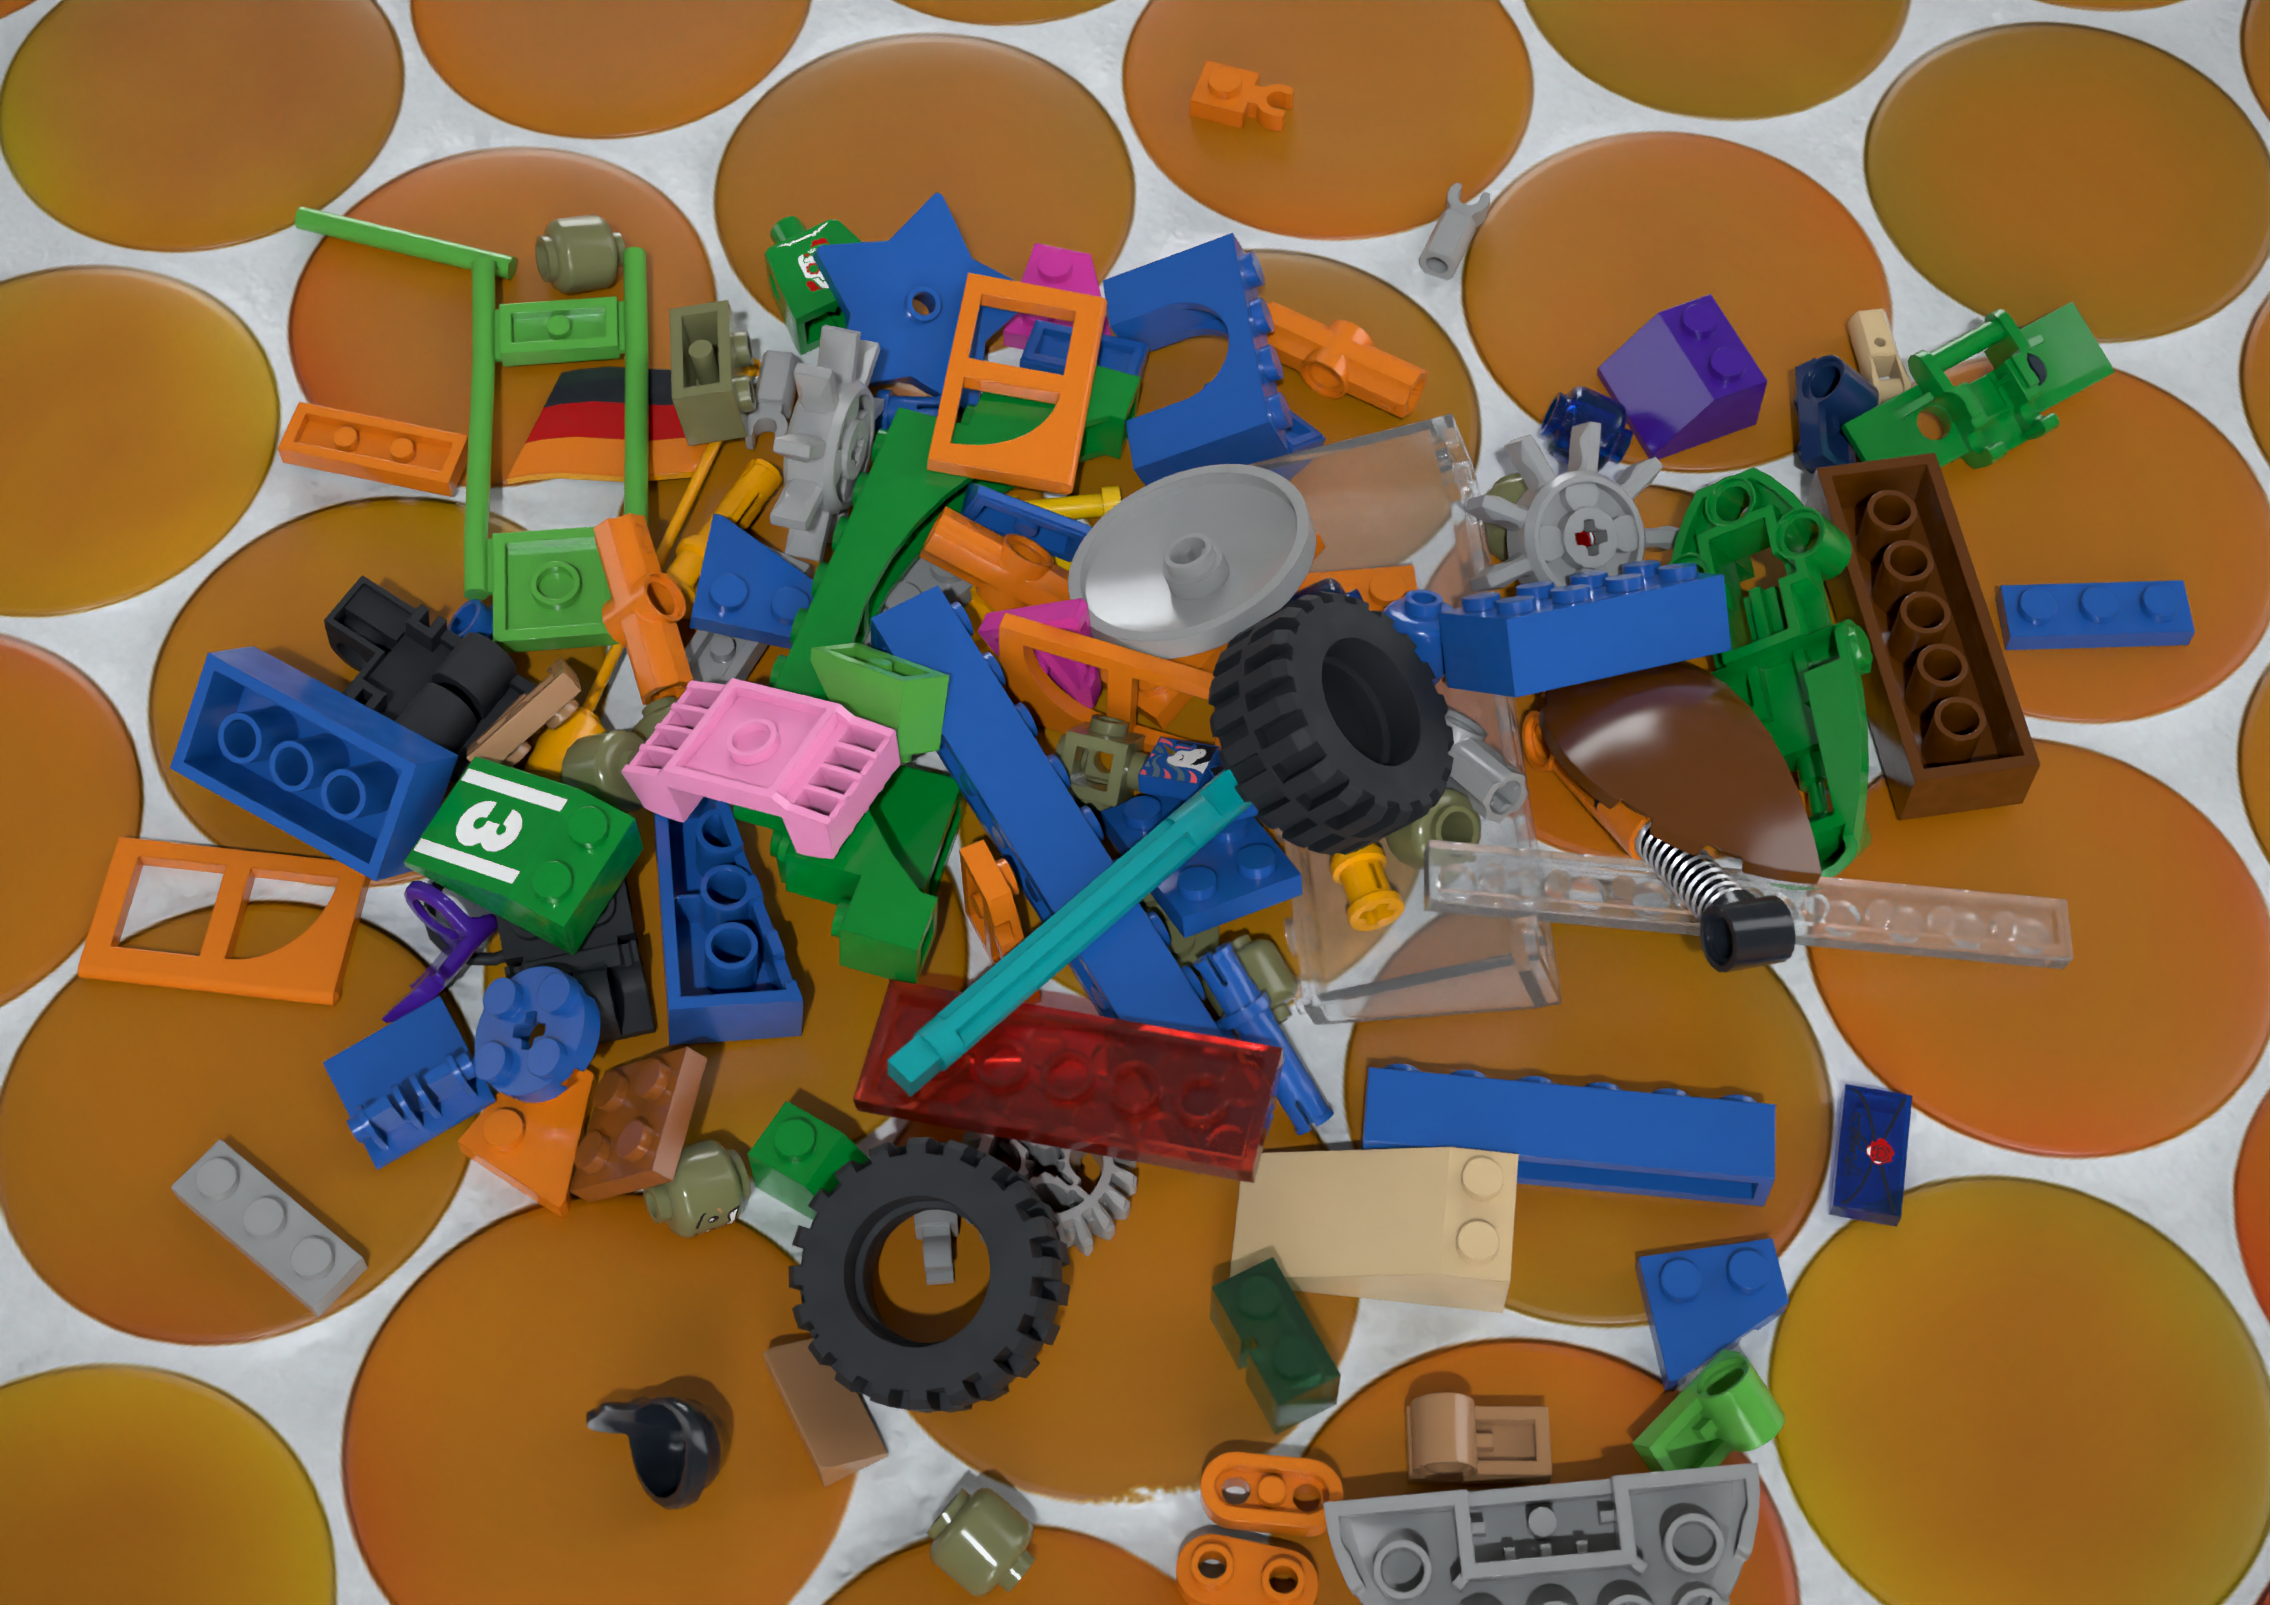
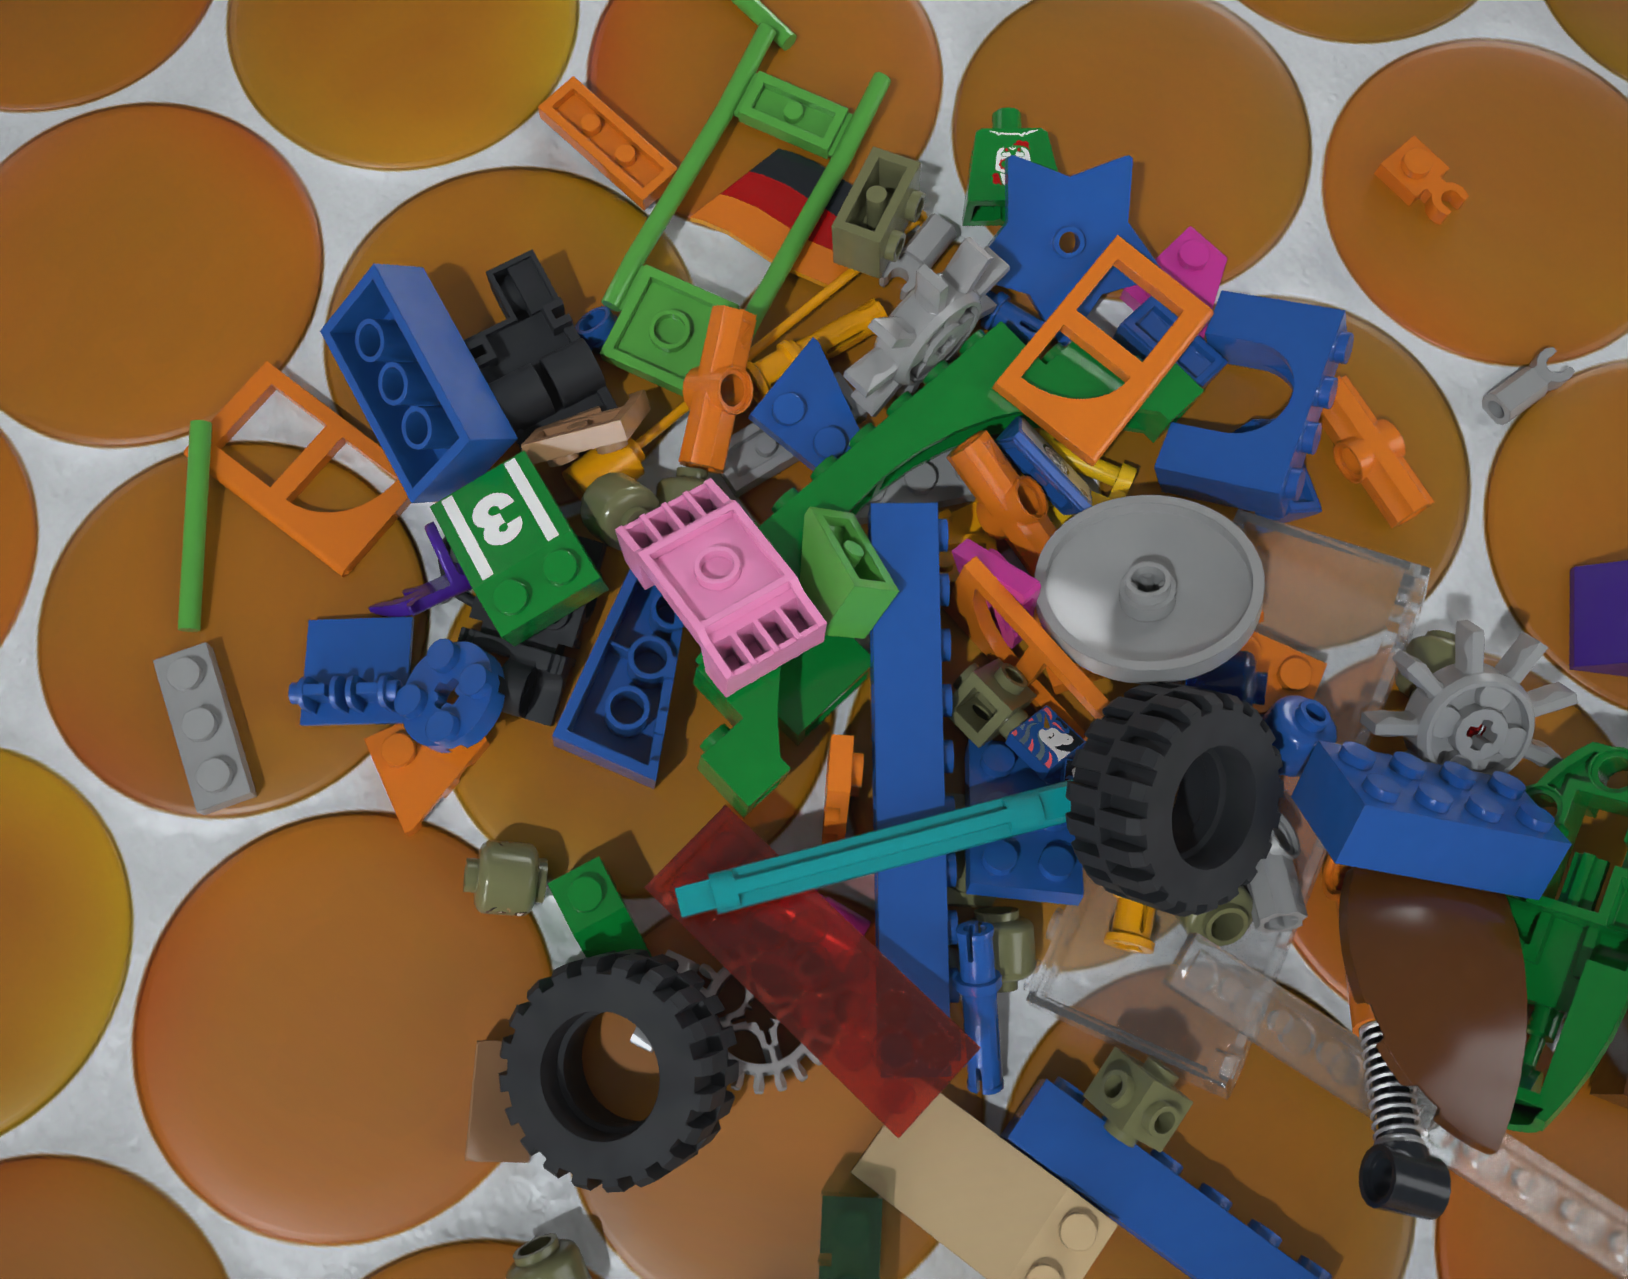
camera: 25 degrees right, 15 degrees up
(137, 1034) = (195, 526): none -> bright green bar
(579, 254) = (841, 57): olive head -> none
(638, 1125) = (488, 808): dark orange plate -> none
(672, 1444) = (381, 1071): black hat -> none
(1467, 1027) = (1138, 1100): none -> olive brick
(1580, 407) = (1536, 611): clear blue head -> none

